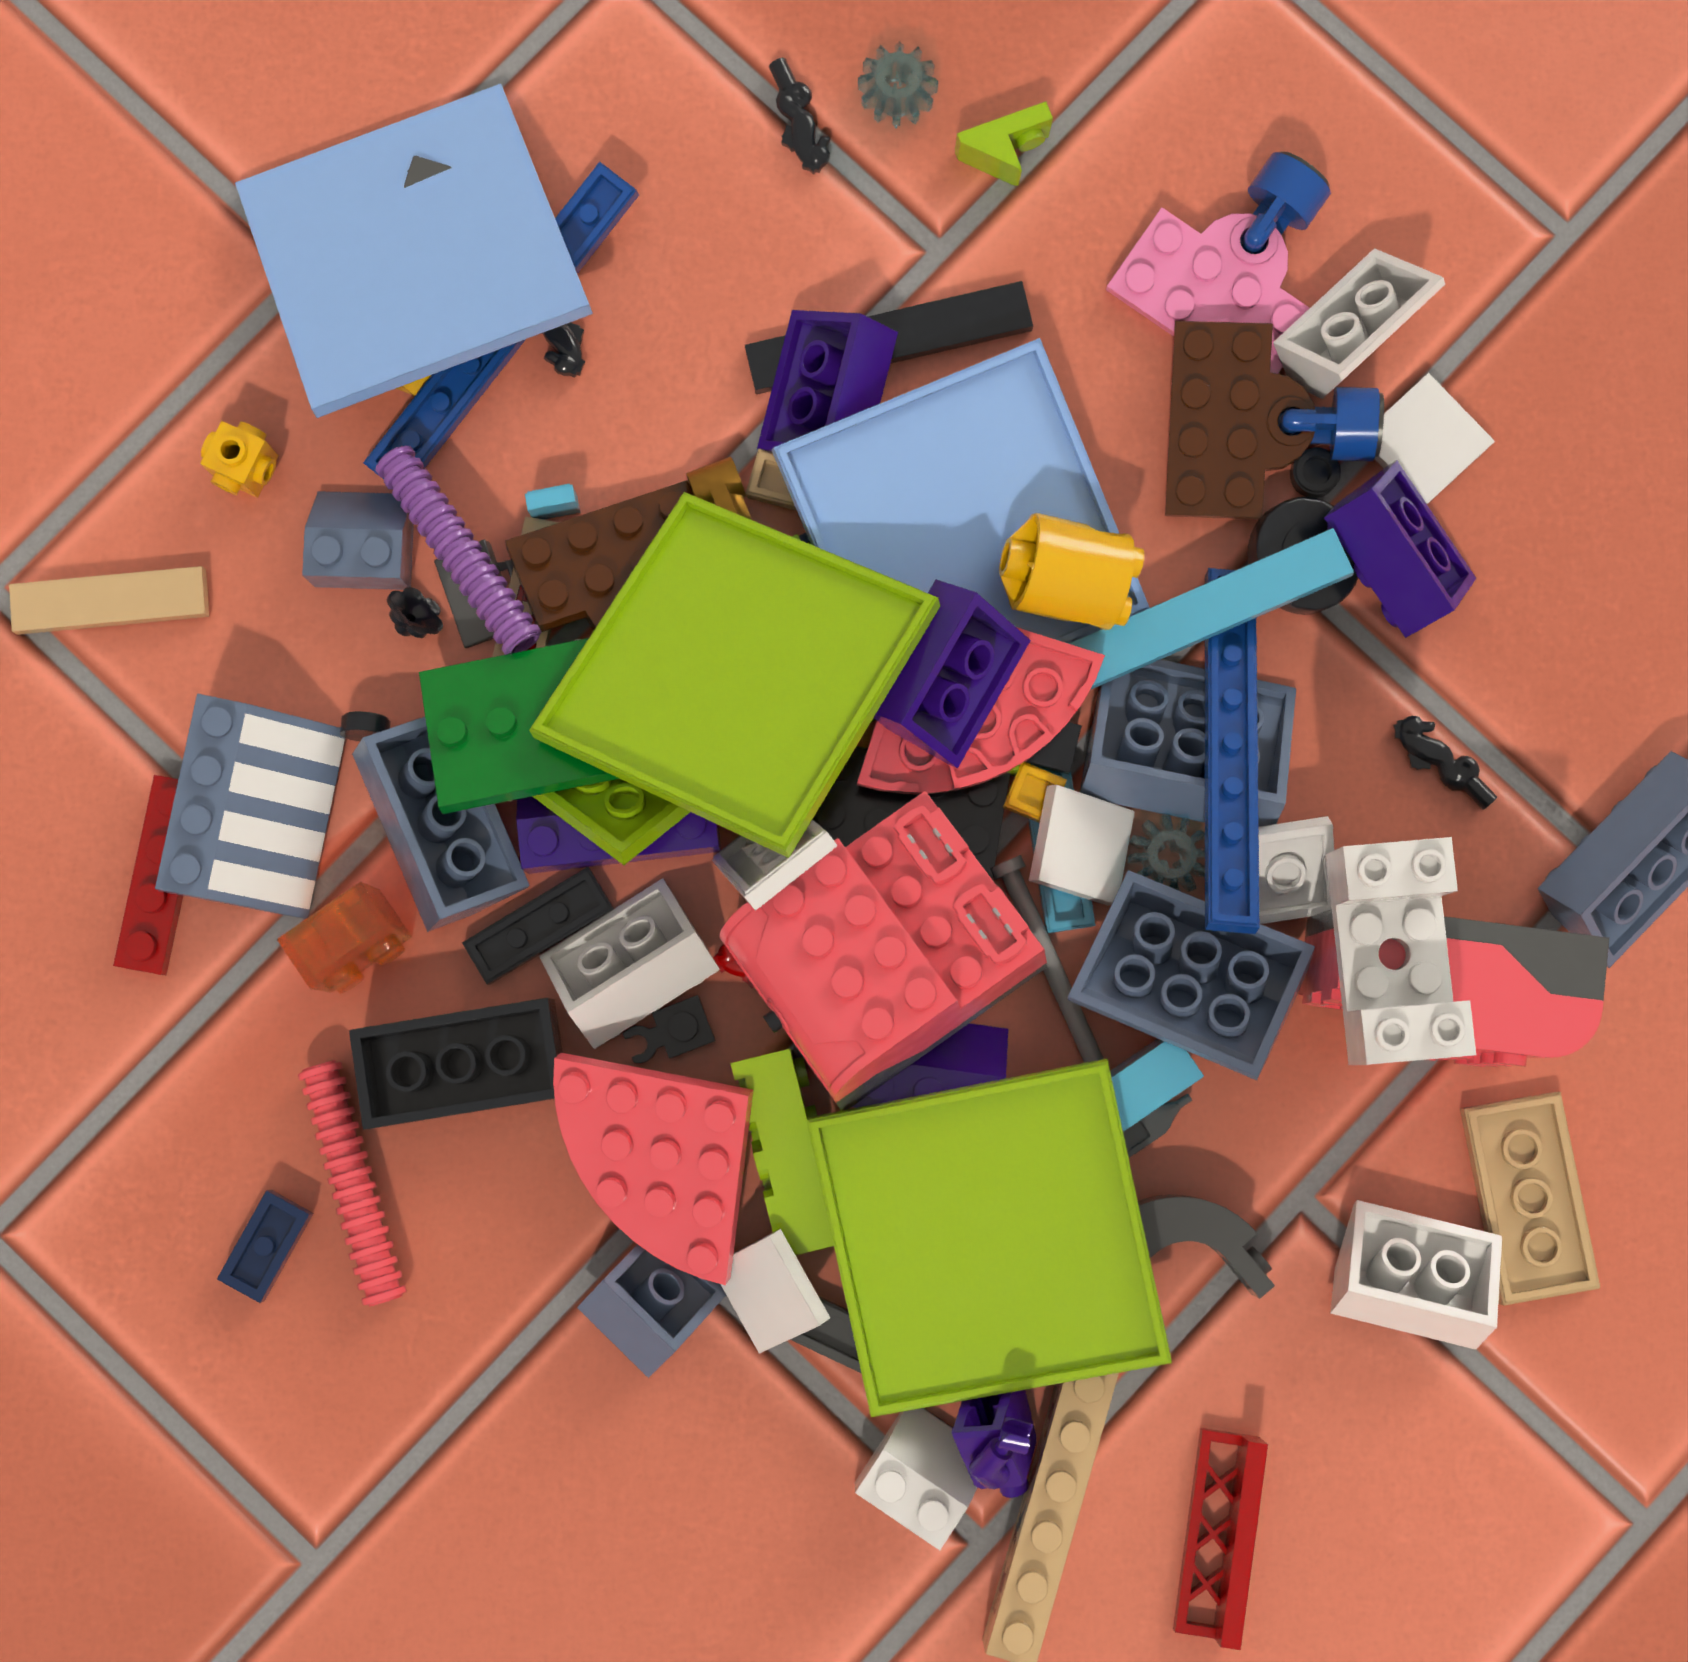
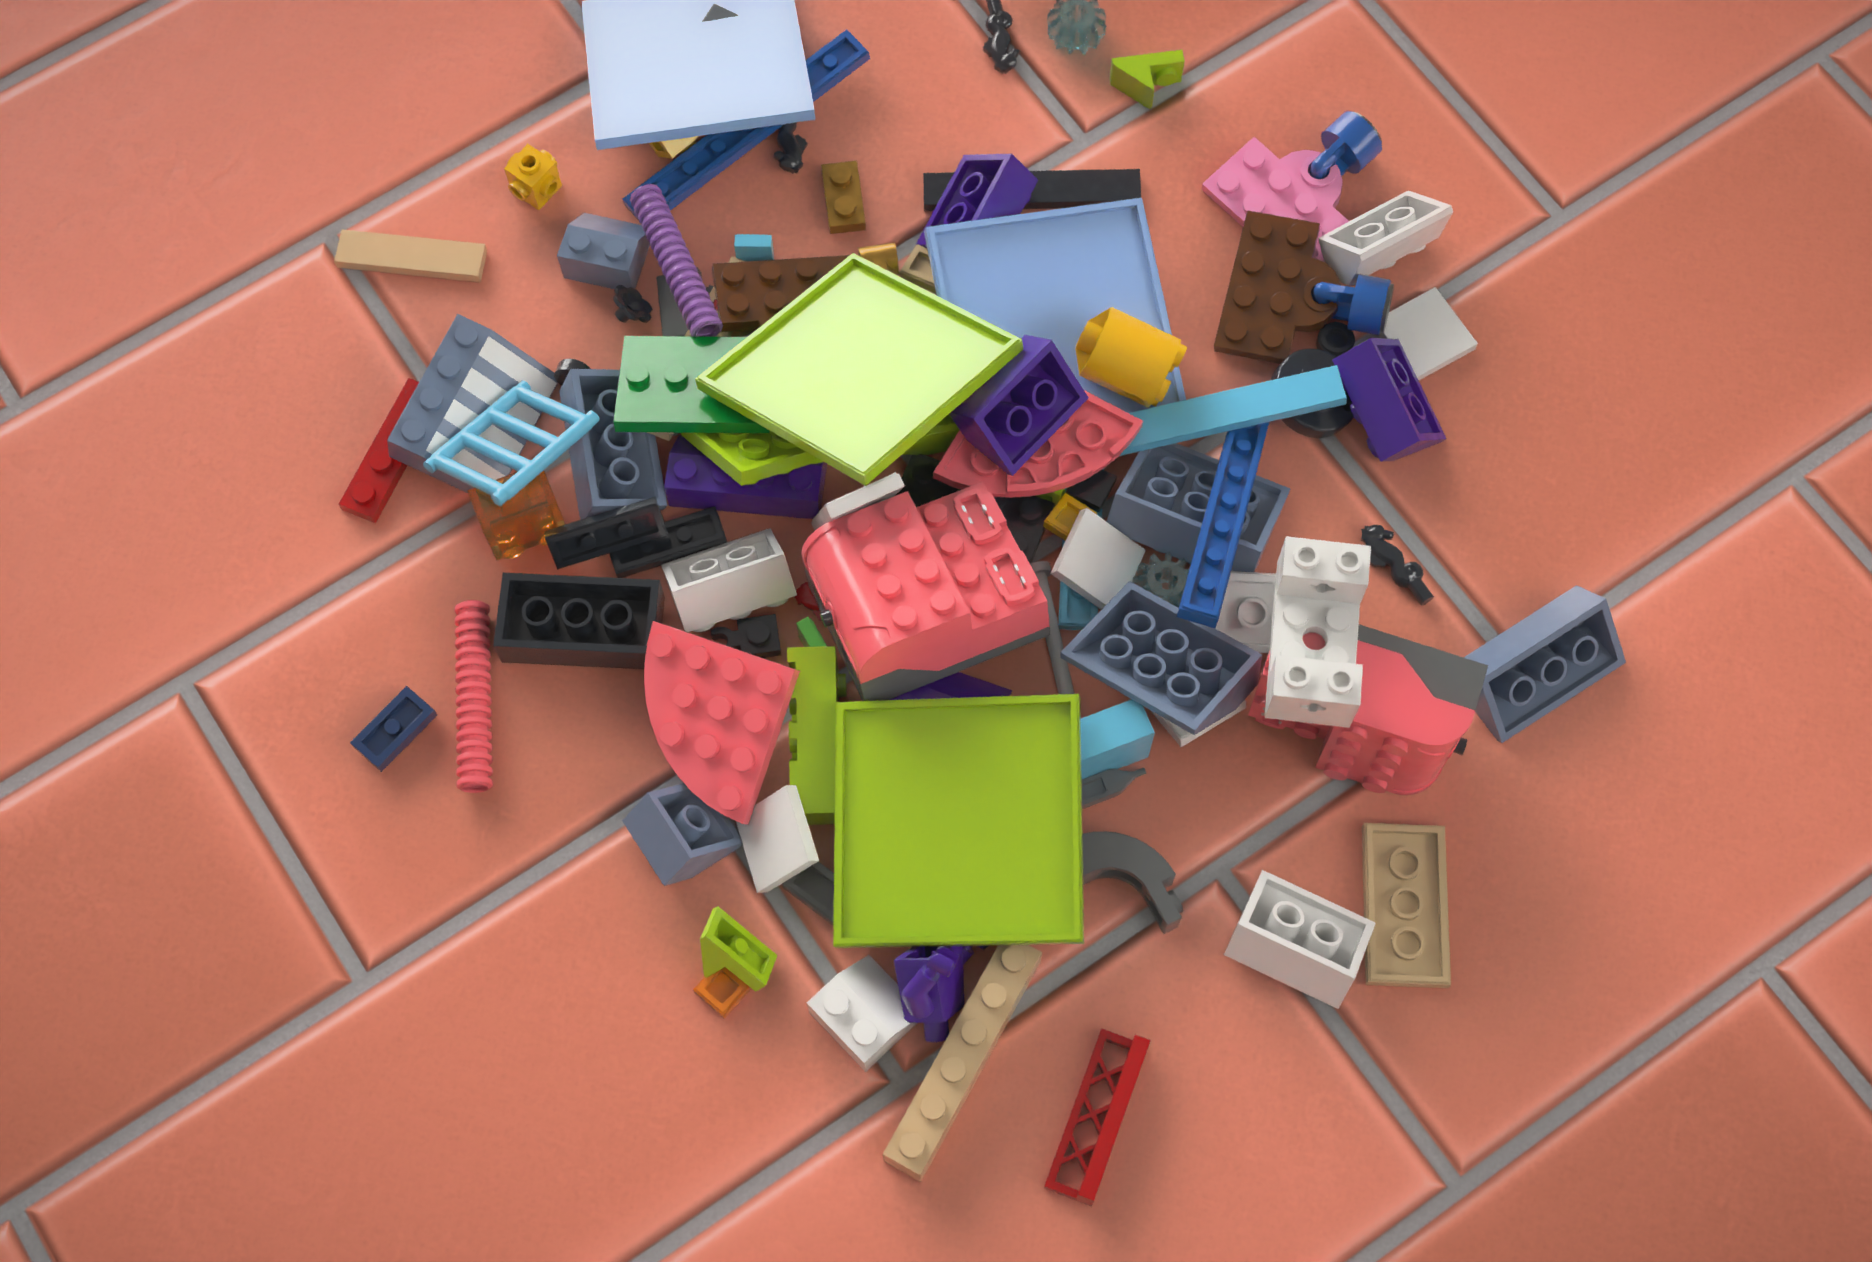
camera: 15 degrees right, 15 degrees down
(348, 898) = (526, 468): none -> medium azure bar
(462, 941) = (606, 533): none -> black tile
(648, 398) = (843, 197): none -> pearl gold plate
(746, 1479) = (722, 991): none -> orange tile
(753, 1023) = (809, 633): none -> bright green tile
(755, 1441) = (732, 946): none -> lime slope

